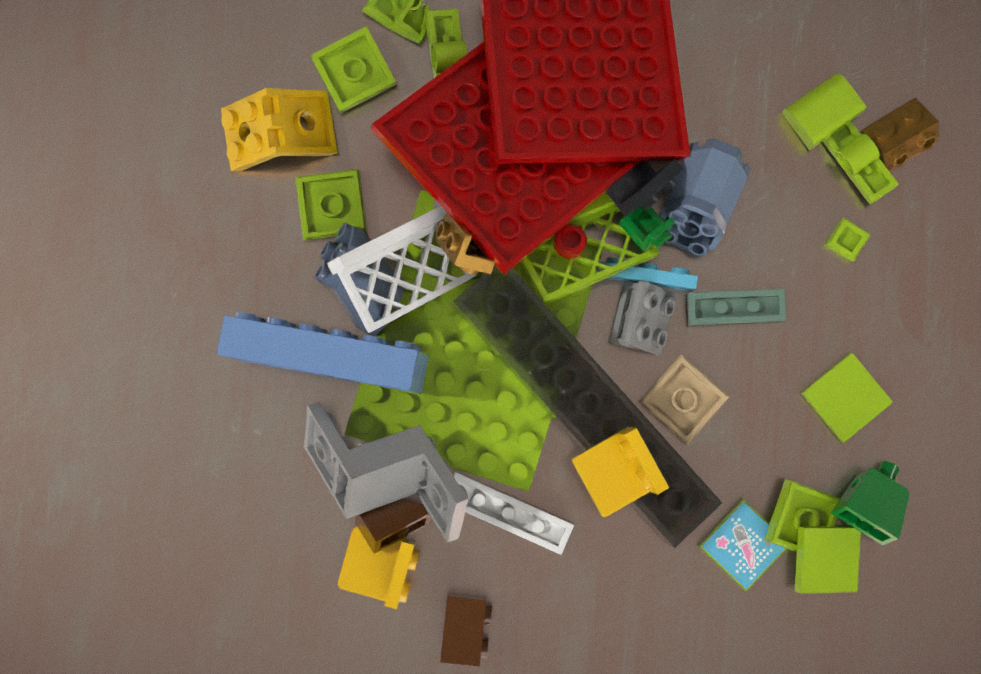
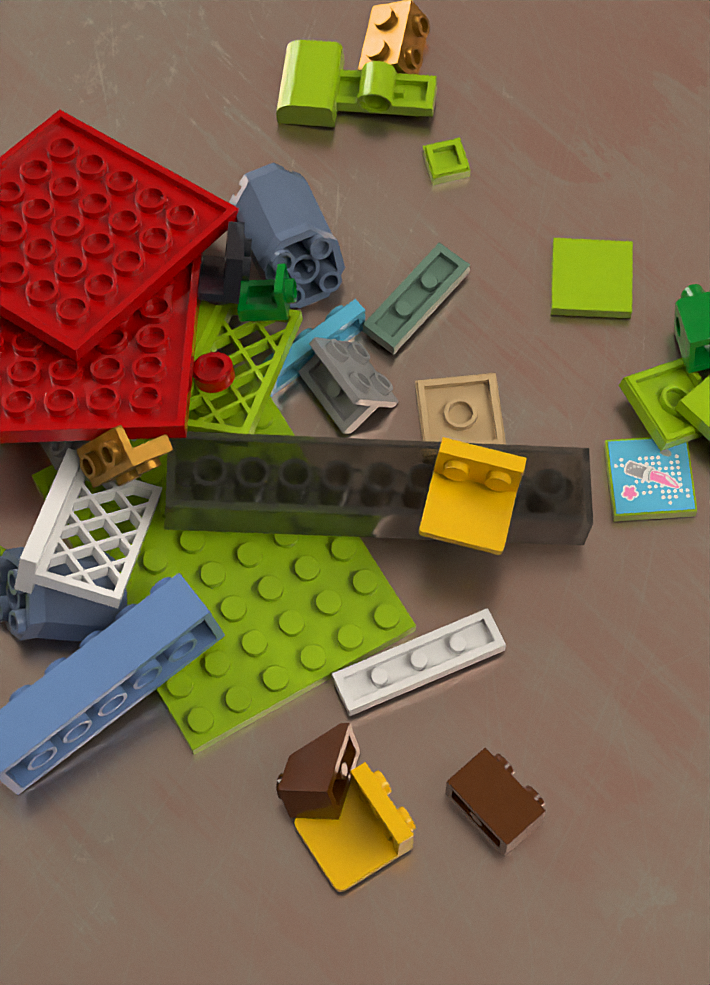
camera: 45 degrees left, 20 degrees down
(385, 472) = (265, 725): light grey bracket -> none

